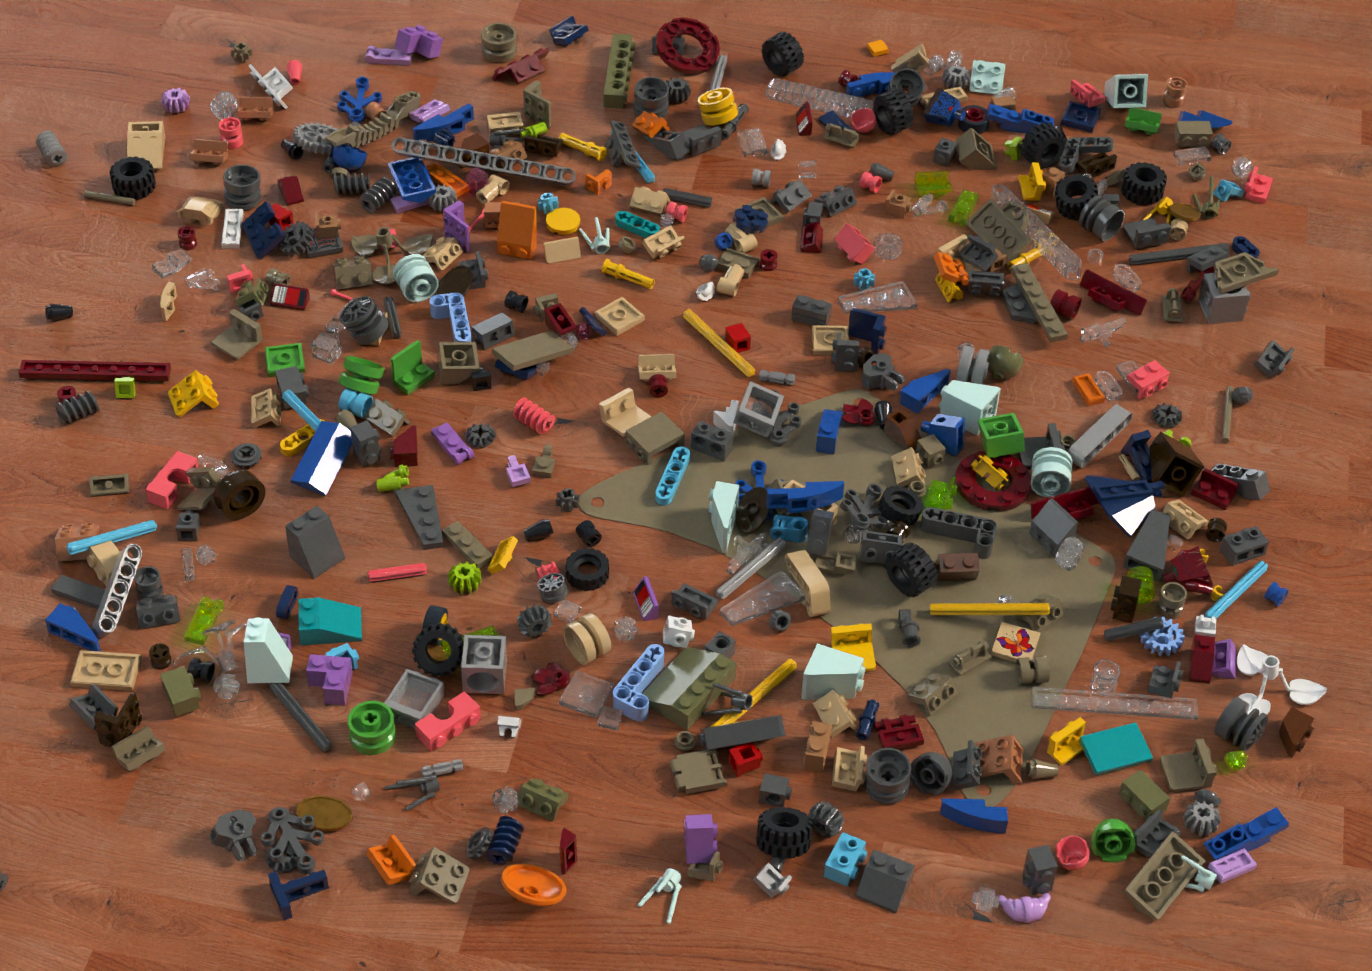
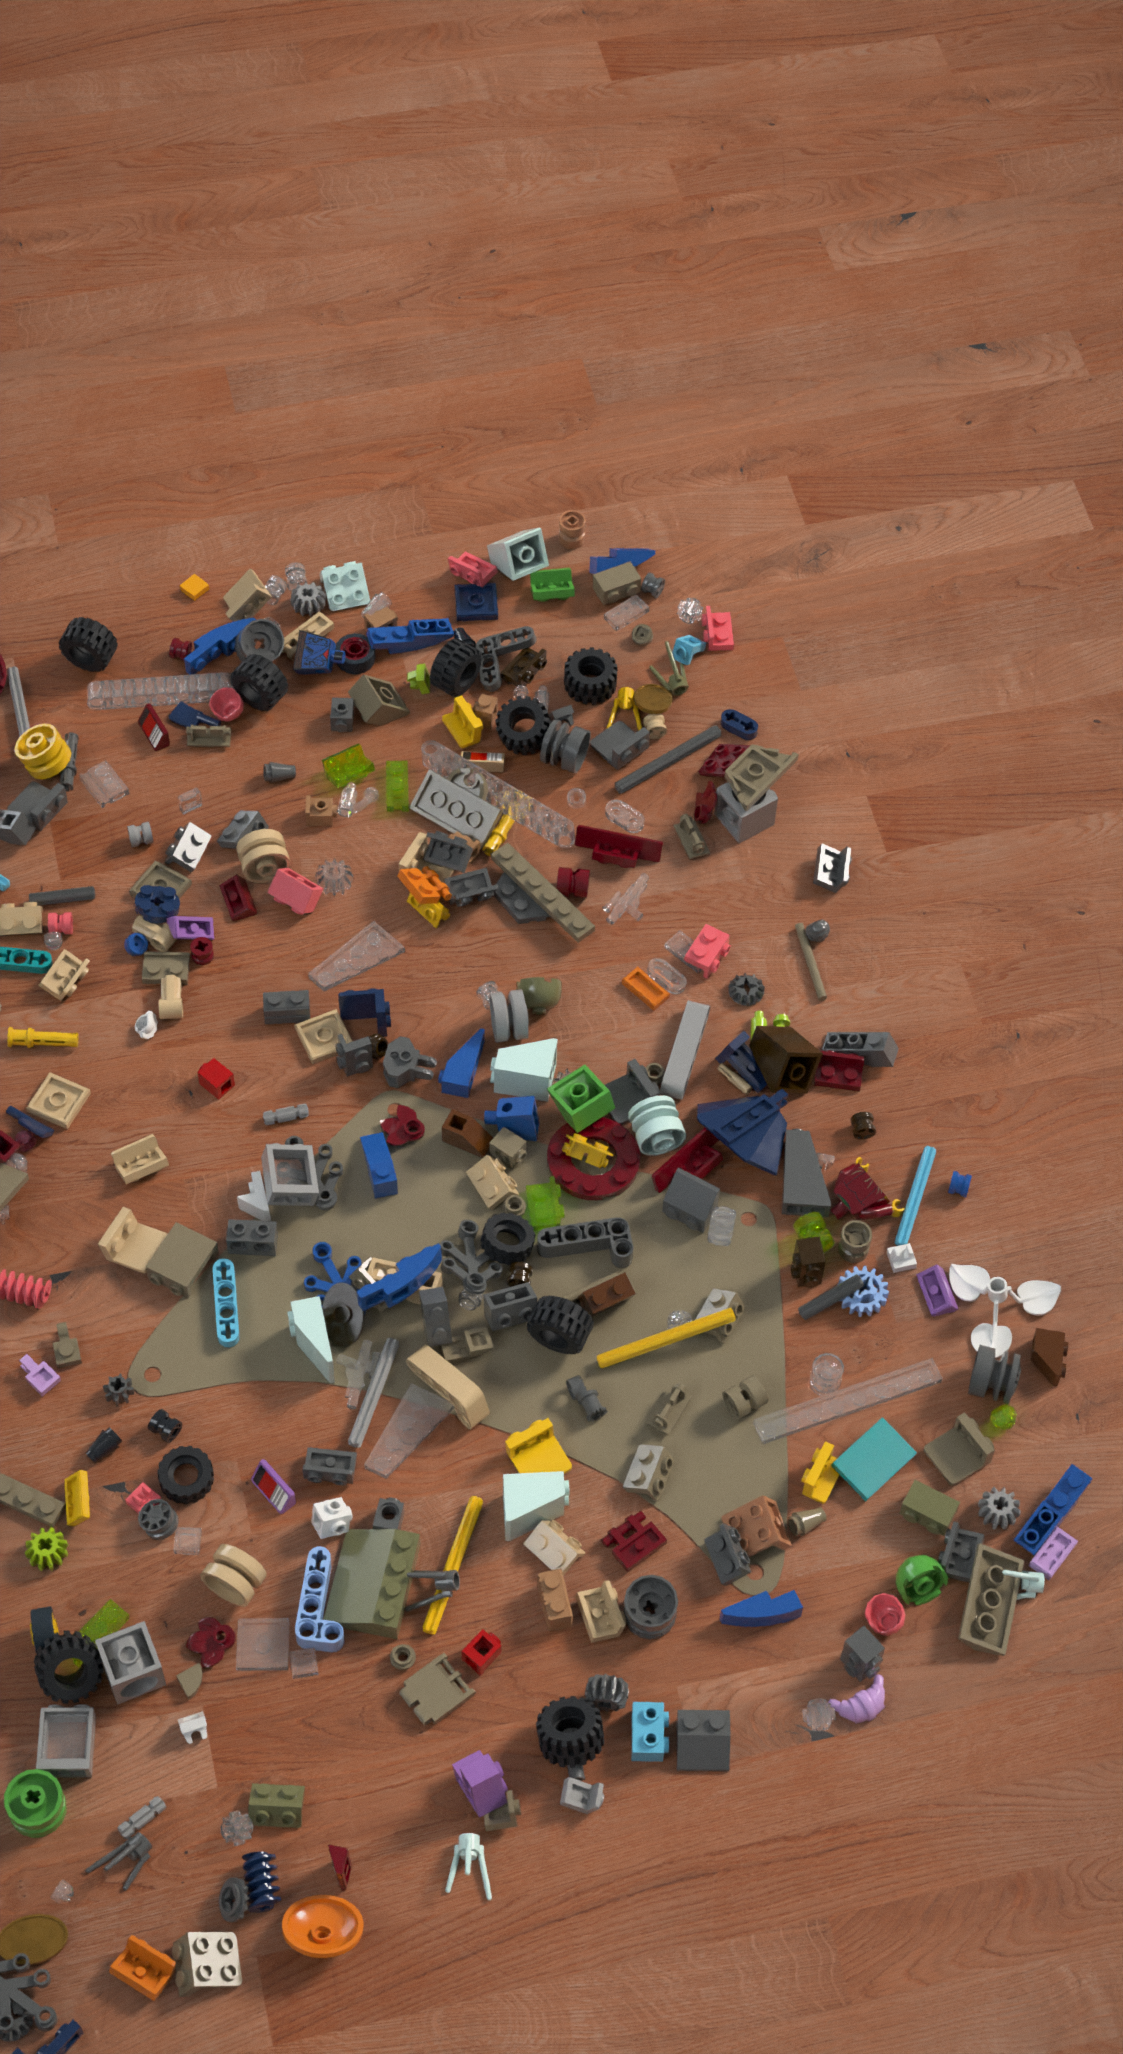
camera: 25 degrees left, 10 degrees up
(436, 732) = (112, 1774): coral arch -> none
(534, 621) = (159, 1575): dark grey gear -> none
(625, 628) = (268, 1538): clear gear -> none
(627, 244) = (20, 994): dark tan tile -> none
(658, 385) = (152, 1184): dark red wheel -> none
(708, 262) = (132, 983): dark grey piece -> none
(719, 343) = (195, 1092): yellow axle -> none
(741, 732) = (466, 1620): dark grey slope -> none
(767, 241) = (191, 927): none -> medium lavender slope
(774, 790) = (532, 1677): dark grey brick -> none
(778, 149) = (141, 785): white piece -> none
(780, 620) = (439, 1450): dark grey piece -> none
(791, 528) = (393, 1321): dark azure piece -> none
(813, 213) = (226, 864): dark grey brick -> none
(839, 210) = (262, 854): none -> tan wheel
(864, 279) = (327, 936): medium azure gear -> none
(867, 719) = (592, 1539): dark blue pin -> none
(871, 182) = (271, 791): coral wheel -> none
(881, 410) = (432, 1117): black cone -> none
(931, 773) = (695, 1579): dark grey cylinder -> none
(1014, 642) = (710, 1367): tan tile -> none
(1115, 177) = (553, 677): dark tan tile -> none
(1165, 681) = (890, 1348): dark grey bracket -> none
(1183, 518) = (824, 1124): tan bracket -> none
(1201, 658) = (916, 1303): dark red slope -> none
(1206, 258) = (705, 757): dark grey bracket -> none
(1208, 796) = (993, 1479): dark grey piece -> none
(1244, 545) = (900, 1134): dark grey brick -> none

